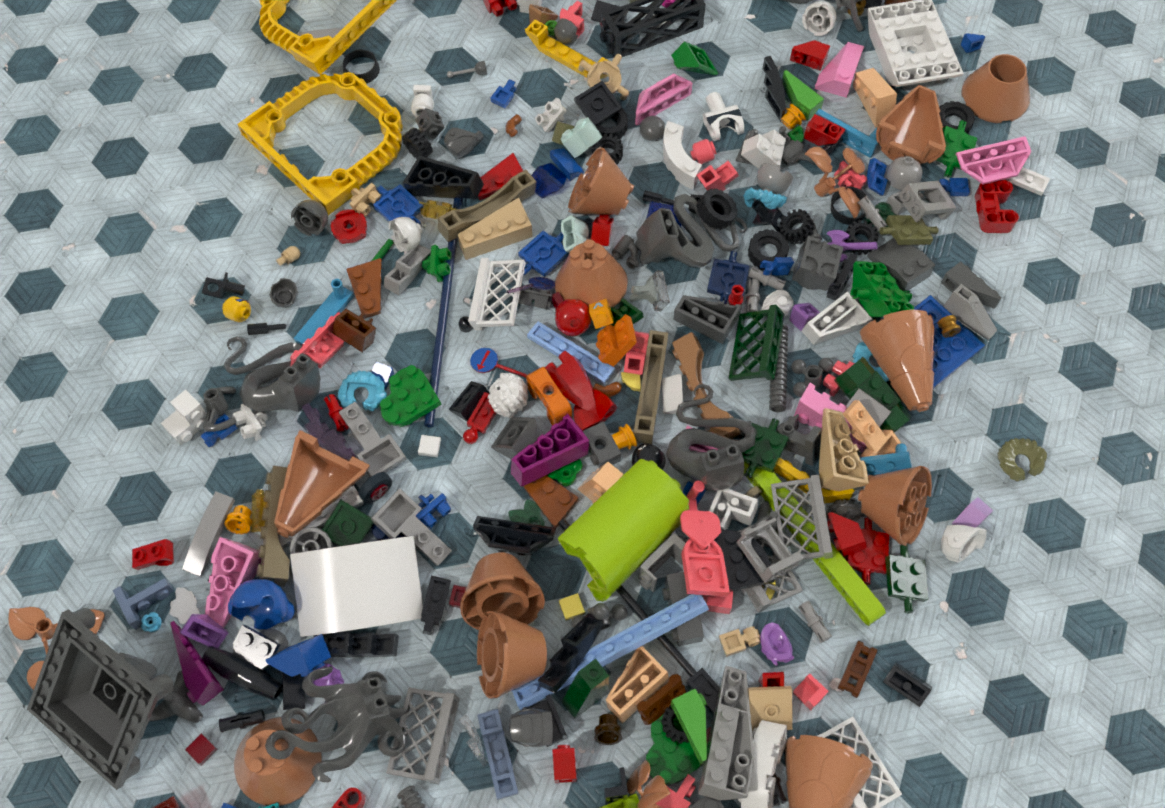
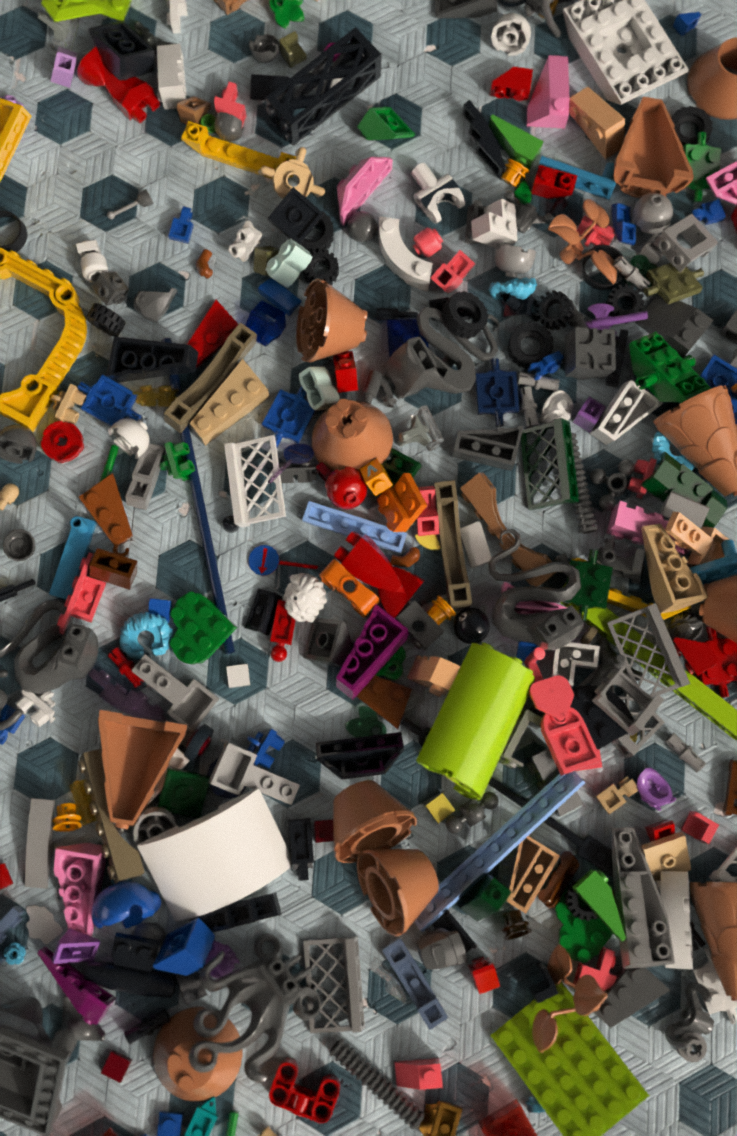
camera: 20 degrees left, 15 degrees up
(575, 647) = (458, 863): black slope -> none
(736, 295) = (513, 417): red pin -> none

